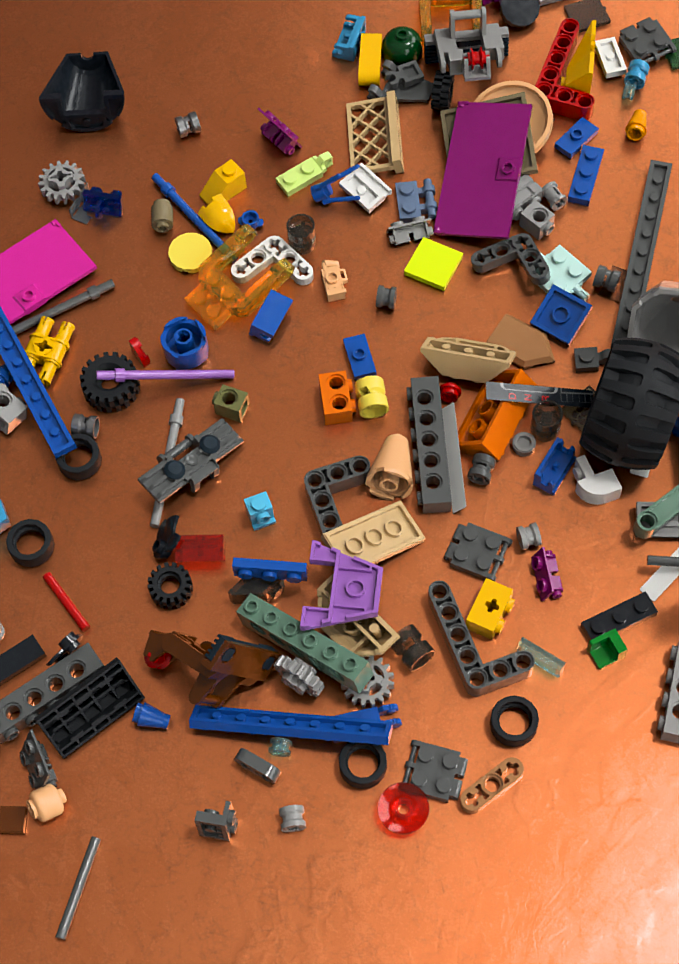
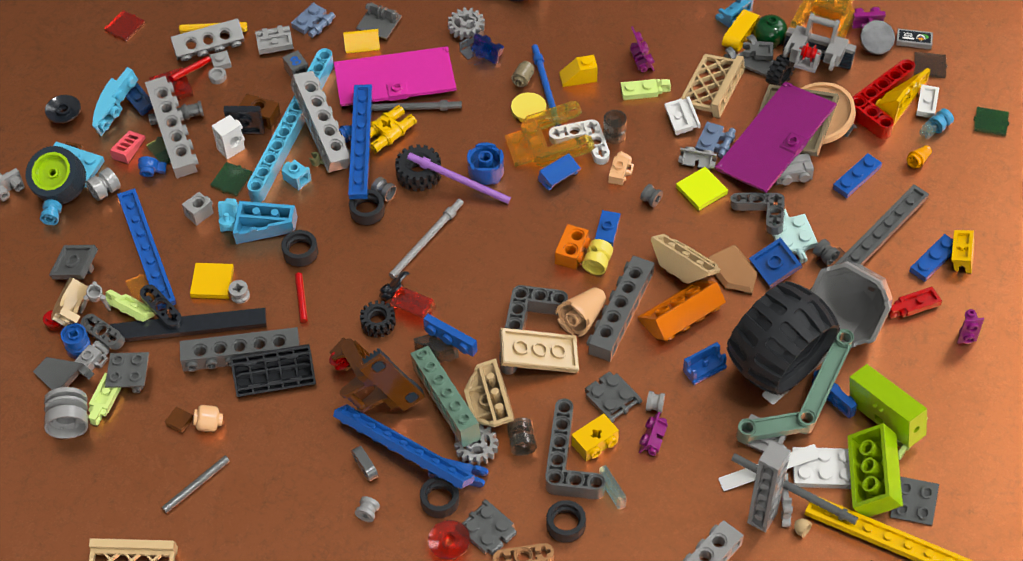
camera: 25 degrees right, 10 degrees down
(35, 759) = (218, 389): dark grey hinge -> none
(68, 645) = (282, 321): black plate -> none
(136, 349) = (451, 157): red tile -> none
(149, 716) = (310, 396): blue cone -> none
(183, 125) = (575, 20): flat silver wheel -> none
(195, 466) = (455, 241): dark grey piece -> none
(217, 826) = (312, 486): dark grey bracket -> none
(218, 215) = (563, 89): yellow brick -> none
(232, 411) = (494, 218): olive brick -> none
(248, 216) = (585, 103): blue plate -> none
(259, 511) = (470, 297): medium azure brick -> none
(280, 746) = (388, 458): clear light blue bush -> none
(299, 676) = (428, 415): light grey gear -> none
(323, 190) = (649, 104): blue plant -> none
(353, 591) = (498, 373): medium lavender wing -> none
(450, 392) = (657, 279): red plate -> none
(453, 458) = (633, 325): white sticker -> none
(481, 469) = (650, 340): dark grey wheel -> none
(524, 444) = (692, 339): light grey tile -> none
(534, 213) = (798, 190): light grey brick -> none
(535, 394) = (710, 301): sticker -> none
(546, 420) = (717, 328): clear smoke wheel -> none
(554, 196) = (821, 175): light grey bush -> none
(576, 137) = (870, 145): blue plate -> none
(593, 487) = (728, 392): white brick -> none
(607, 649) = (665, 504): green panel -> none
(620, 616) = (689, 490): black plate -> none
(646, 40) = (964, 101): dark grey plate -> none

